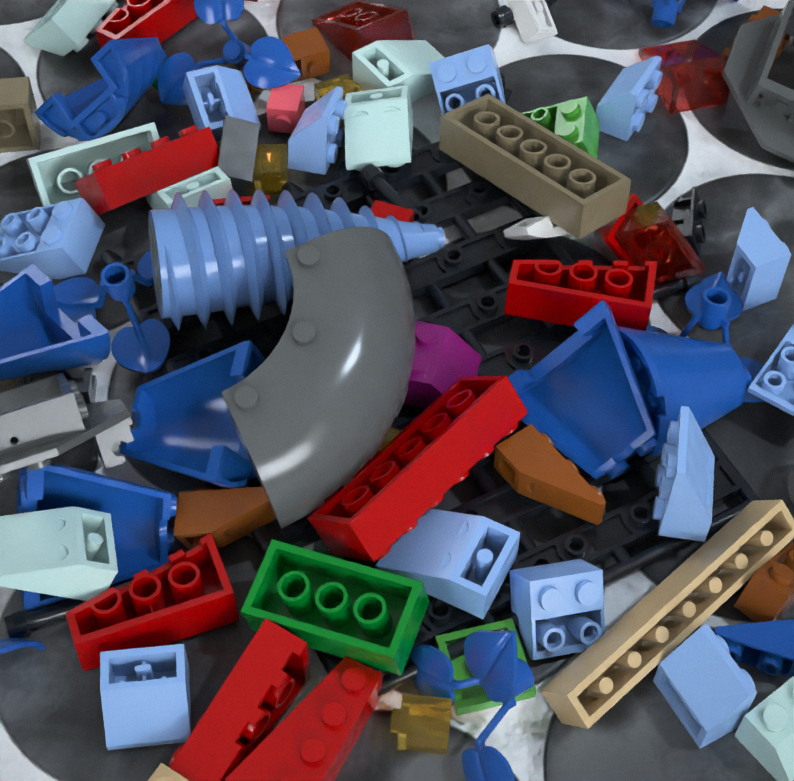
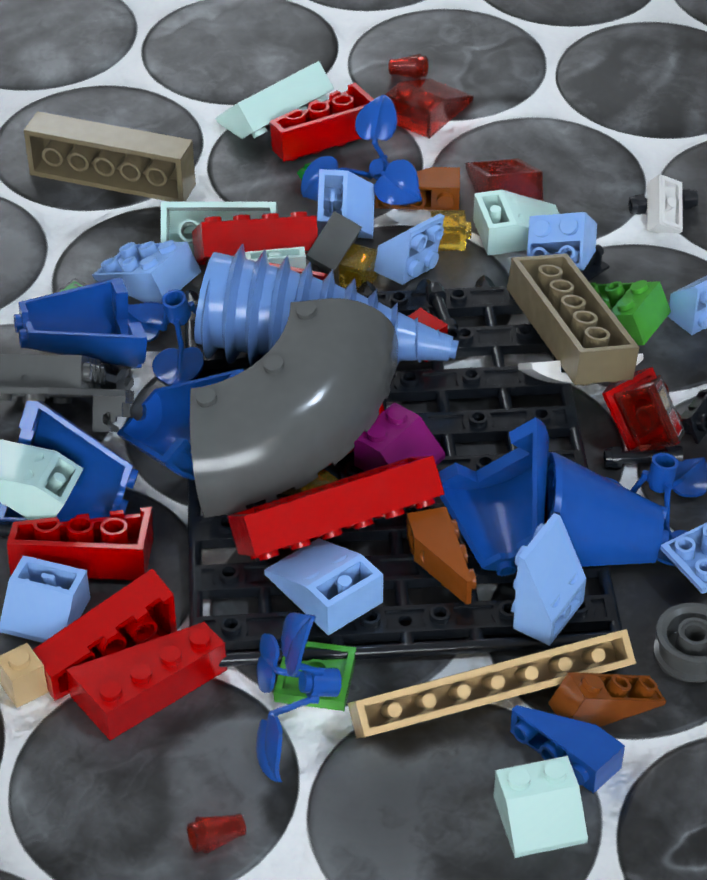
camera: 25 degrees right, 10 degrees down
(96, 109) = (271, 160): blue cone -> none
(223, 512) = (171, 499): dark orange slope -> none
(285, 108) = (398, 220): coral brick -> none
(338, 605) = (216, 582): green brick -> none
(378, 128) = (465, 257): light aqua slope -> none
(422, 723) = (242, 694): clear yellow brick -> none
(558, 607) = (399, 636): light blue slope -> none
(567, 292) = (572, 432): red wedge -> none
(705, 686) = (480, 743): light blue slope -> none

